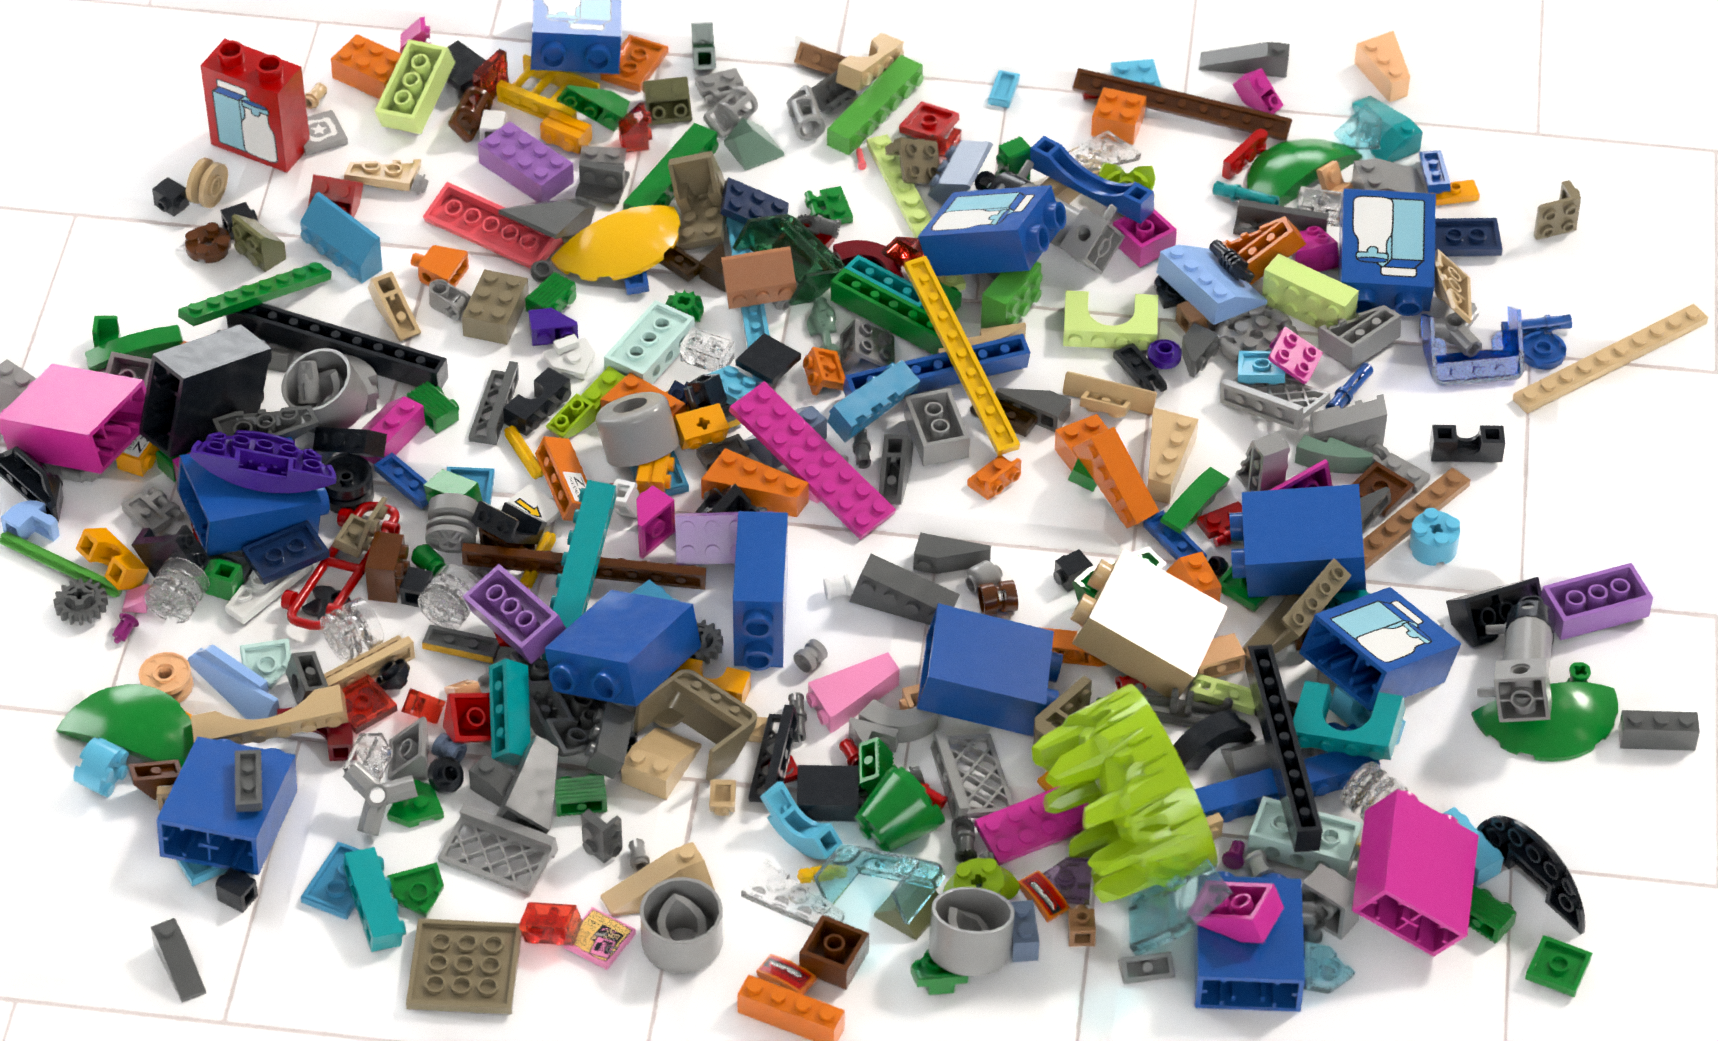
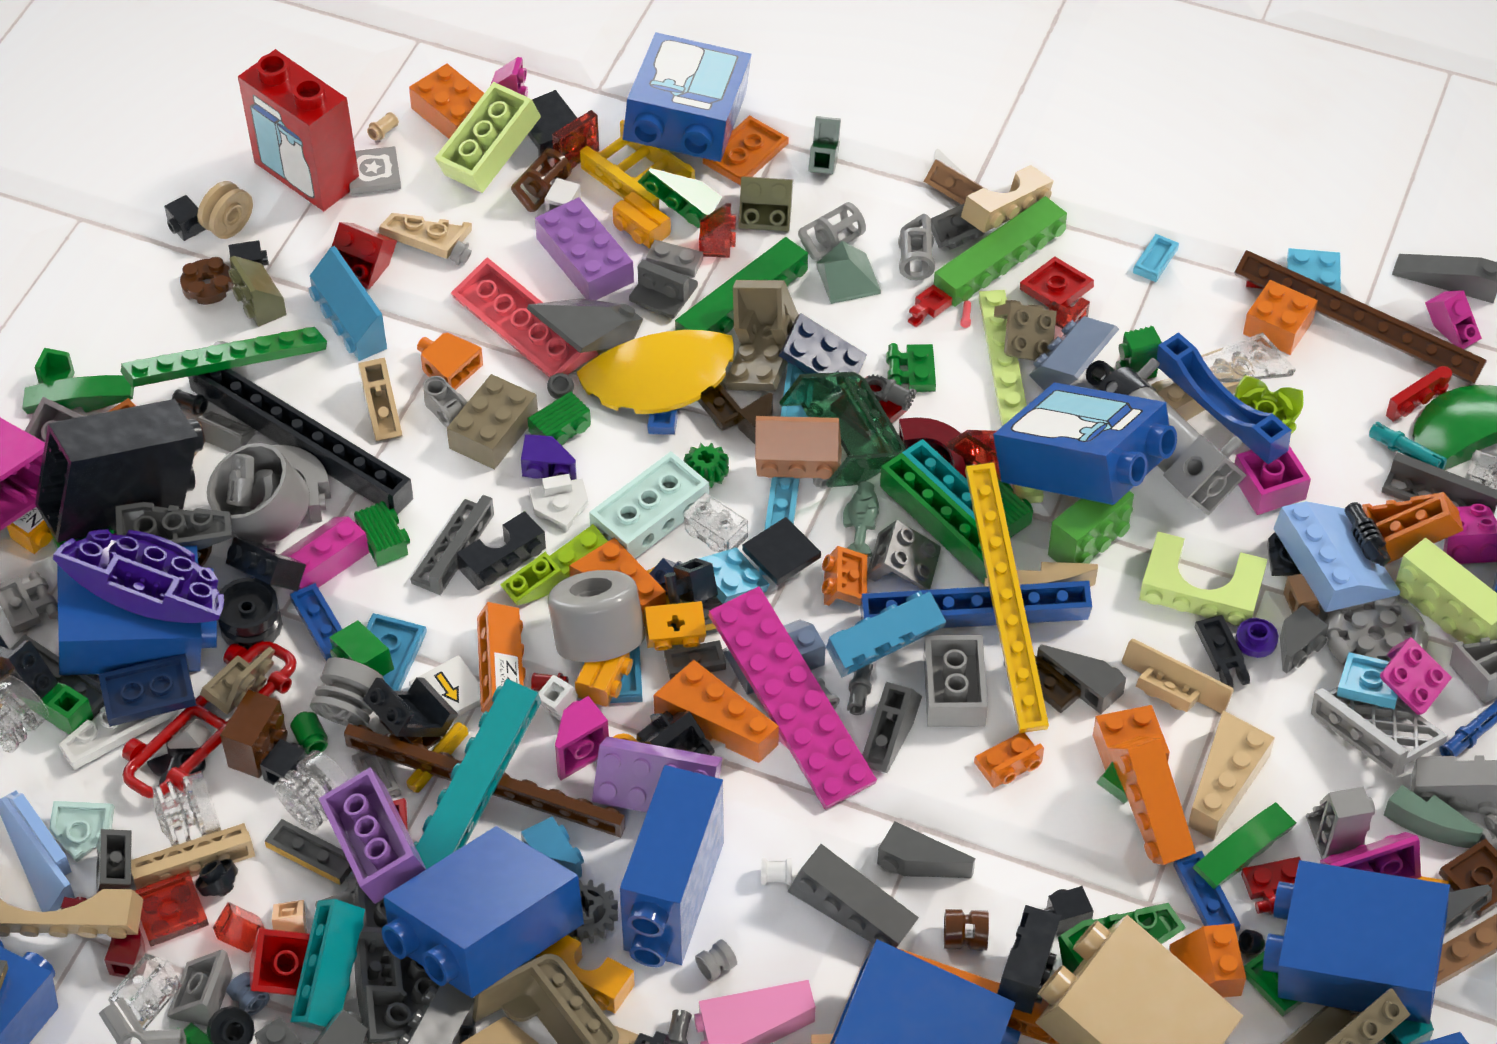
camera: 15 degrees right, 5 degrees up
(332, 579) = (190, 736): none -> light grey slope
(523, 452) = (466, 611): yellow axle -> none
(718, 85) = (829, 194): light grey plate -> none
(827, 154) = (931, 302): none -> red plate
(982, 573) = (957, 894): light grey head -> none
(1054, 601) = (1030, 959): none -> black wedge

